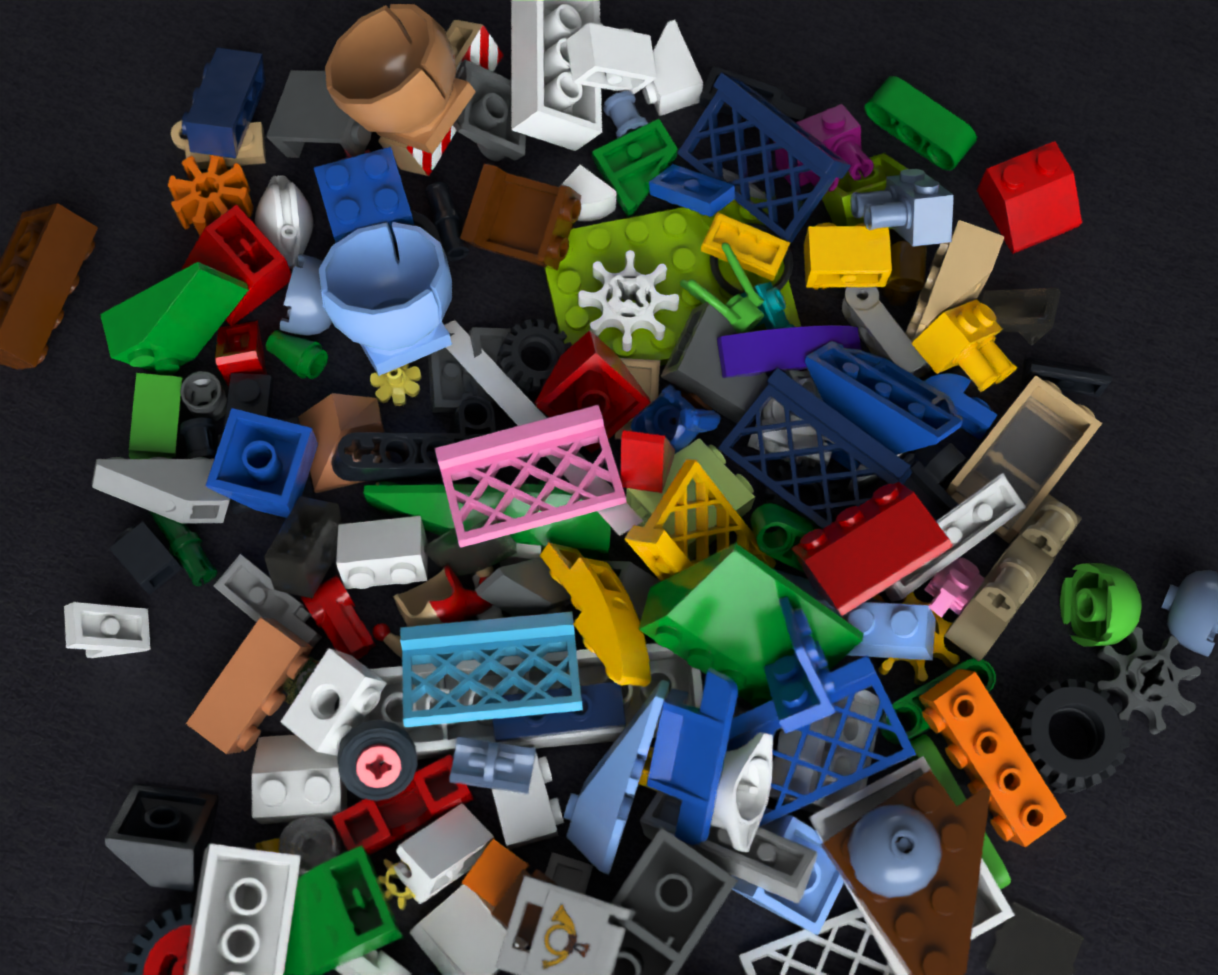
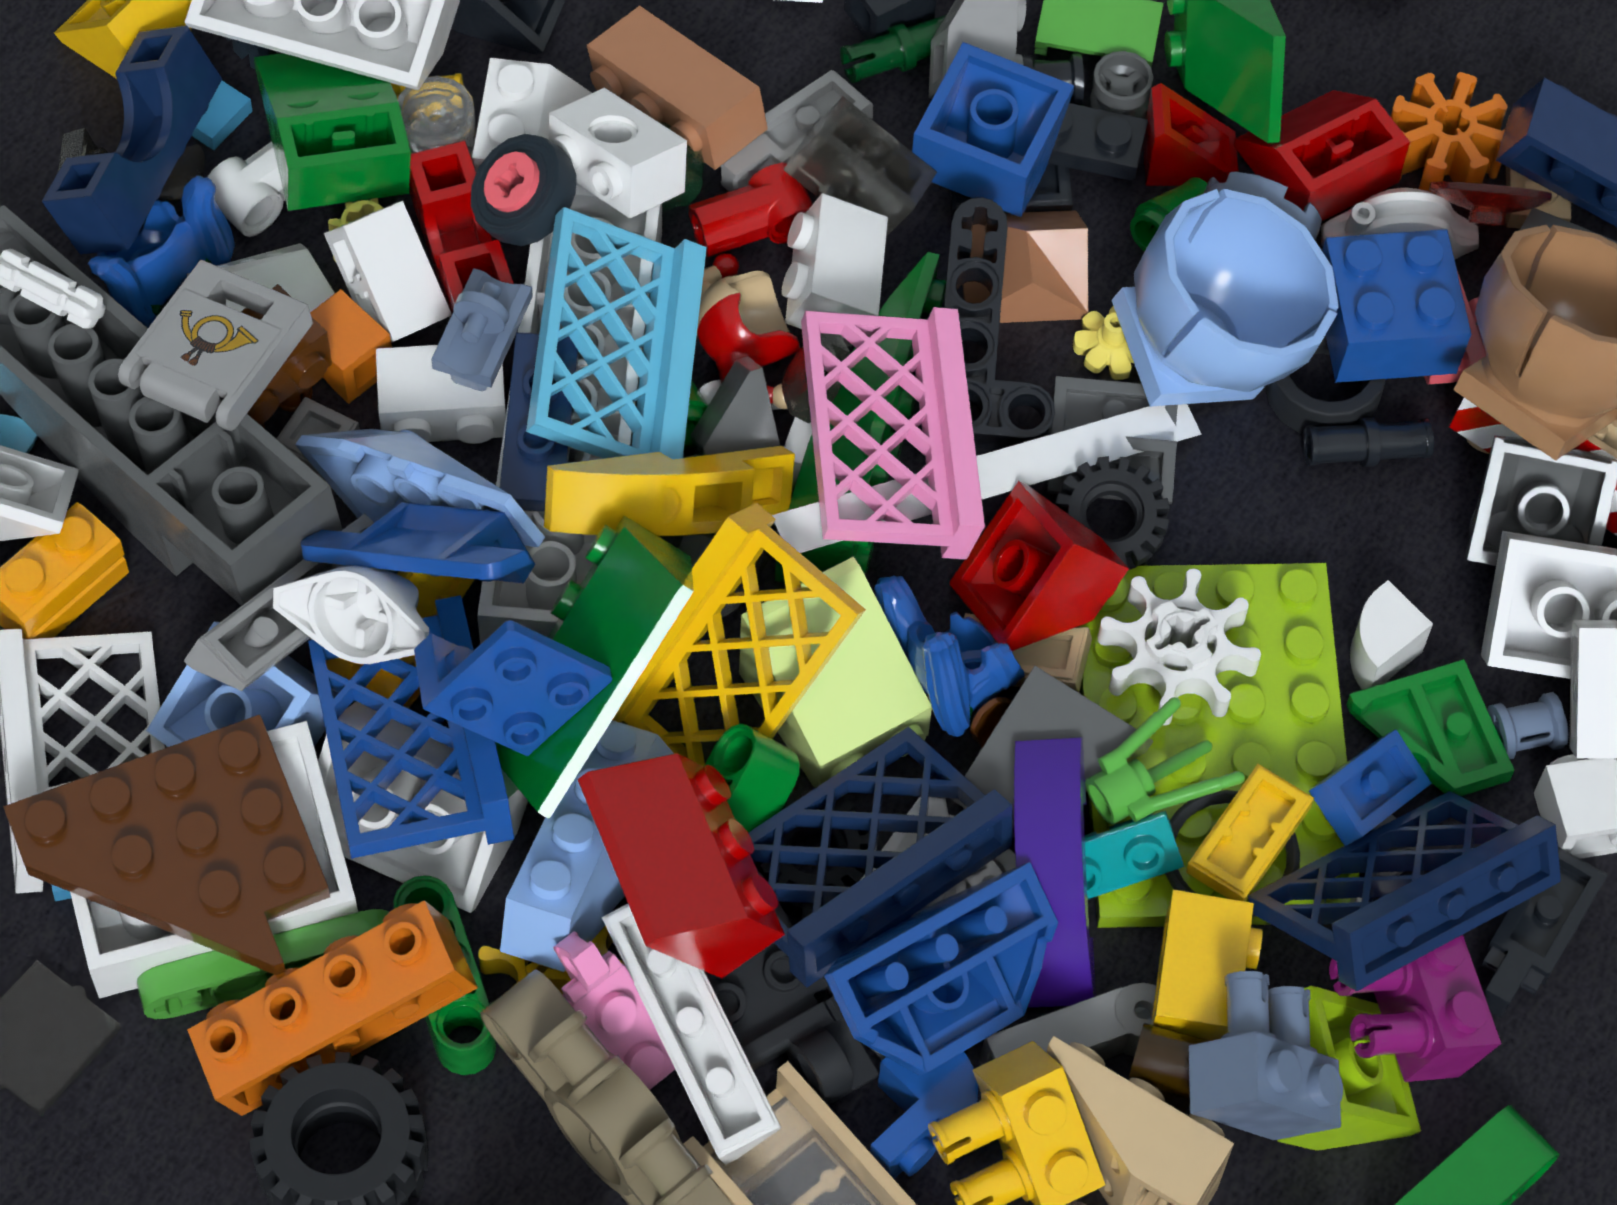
camera: 100 degrees right, 10 degrees down
(265, 157) = (1488, 202): none -> clear red dish
(521, 217) = (1350, 524): reddish brown panel -> none
(645, 461) = (890, 580): red slope -> none
(881, 862) = (217, 787): sand blue cylinder -> none

